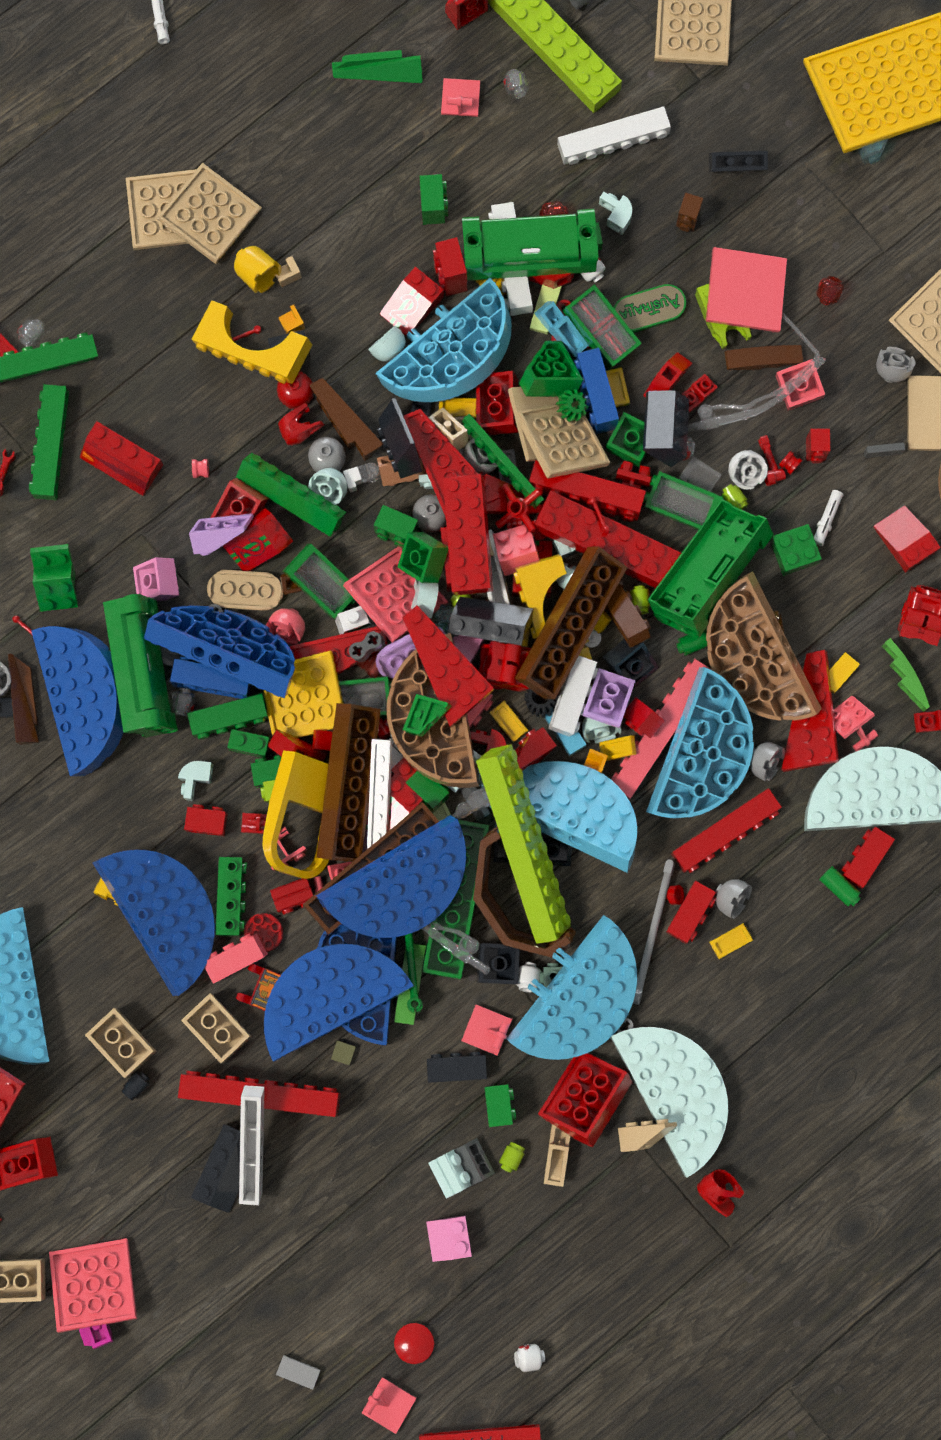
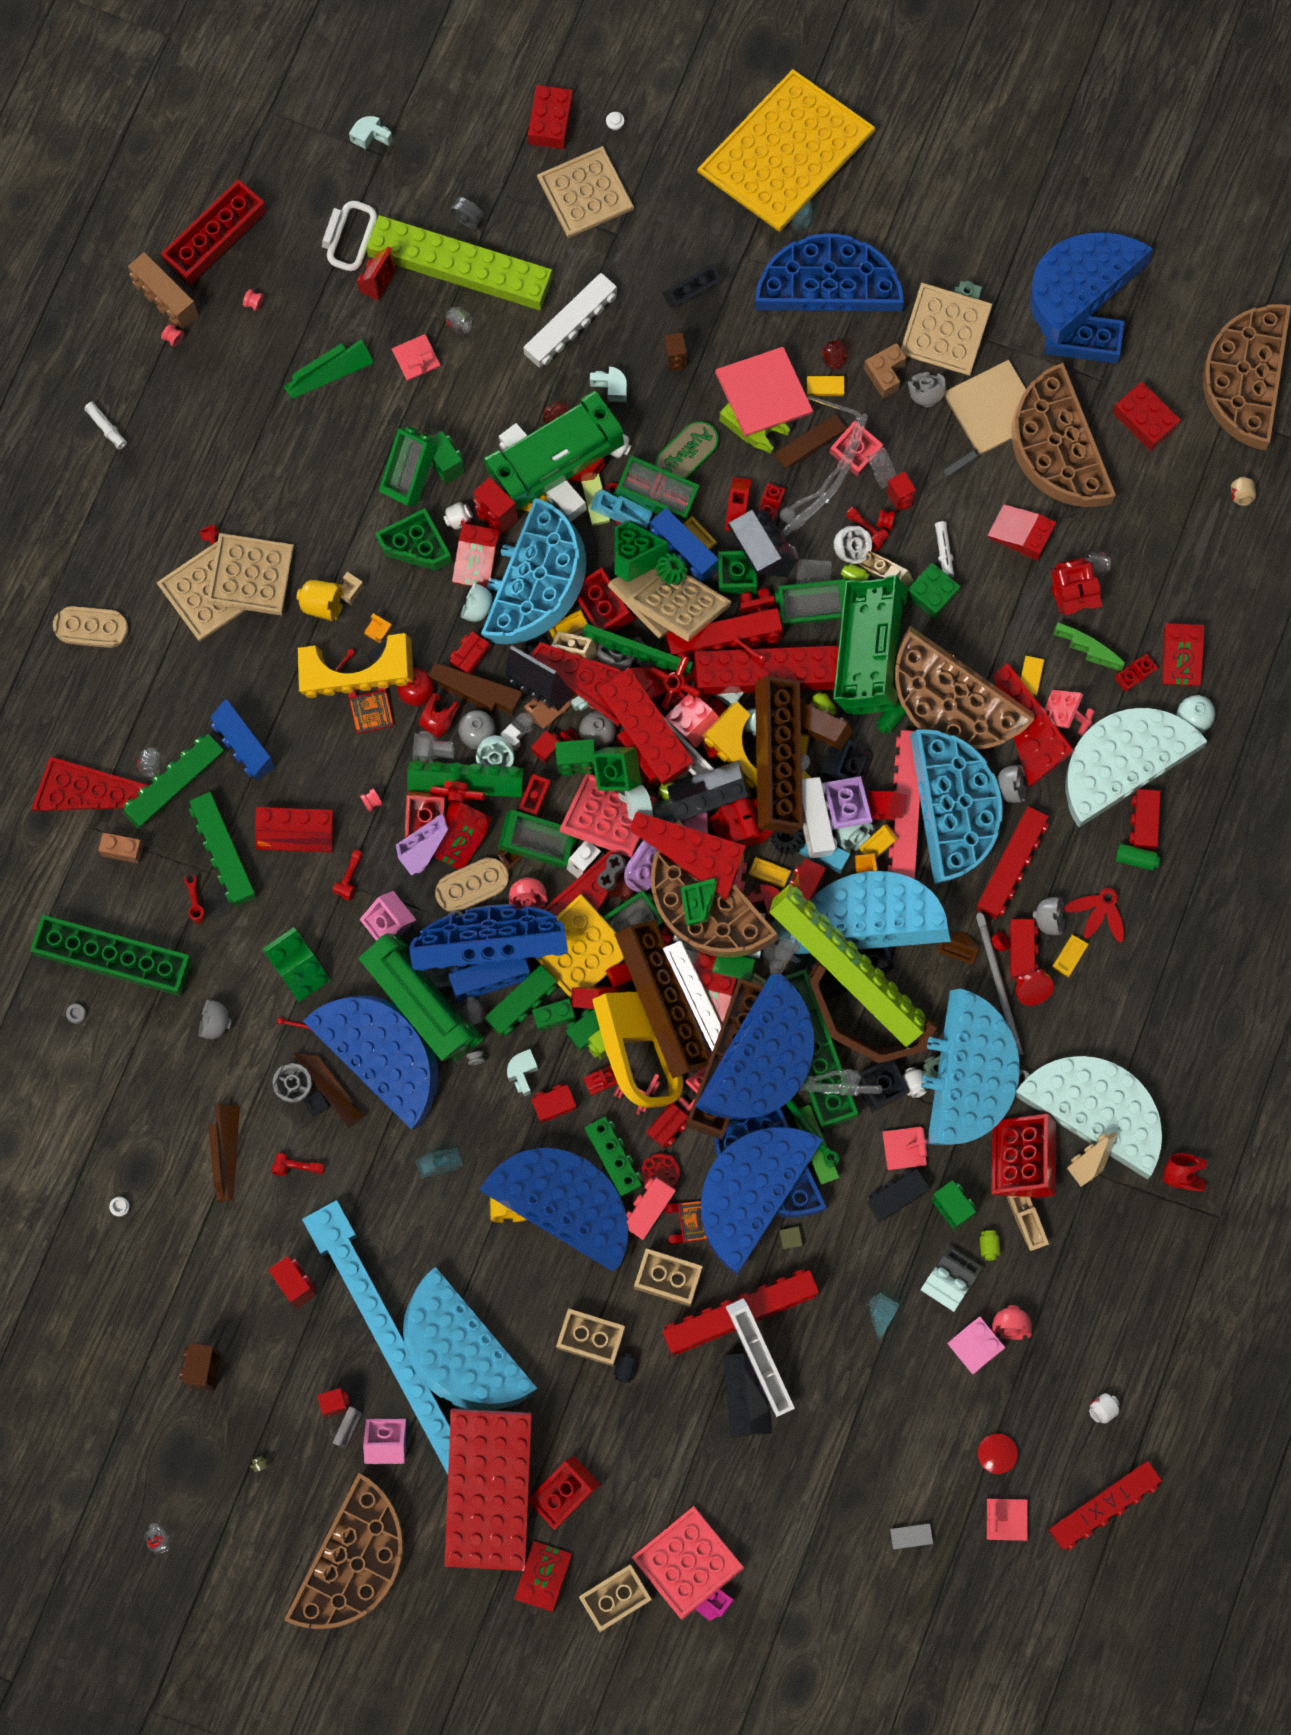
camera: 30 degrees left, 5 degrees down
(48, 186) = (90, 627): none -> tan tile
(79, 818) = (439, 1162): none -> clear light blue slope
(118, 355) = (241, 740): none -> blue slope
(134, 533) = (344, 889): none -> red brick
(162, 744) = (475, 1058): none -> light grey bush
(194, 159) = (209, 533): none -> red tile
(245, 390) = (371, 711): none -> flag
(272, 450) = (428, 749): none -> clear brick
(275, 503) = (457, 792): none -> red bar
(341, 543) = (535, 796): none -> red brick
(357, 386) = (470, 654): none -> red brick
(365, 260) = (414, 542): none -> green brick
(375, 502) = (545, 747): none -> red brick
(383, 1164) = (881, 1313): none -> clear light blue slope
(395, 190) = (408, 466): none -> green piece
(404, 506) = (569, 735): none -> red slope
(417, 257) = (457, 515): none -> white head
(491, 1237) = (1012, 1323): none -> coral cylinder
(638, 880) = (960, 947): none -> reddish brown slope
(681, 952) = (1034, 988): none -> red tile
(762, 505) = (881, 568): none -> tan slope
(784, 913) = (1097, 916): none -> red plant
(806, 314) = (825, 385): none -> yellow tile
(813, 413) = (882, 467): none -> clear slope
(865, 216) = (829, 275): none -> blue brick
(865, 324) = (882, 367): none -> medium nougat brick

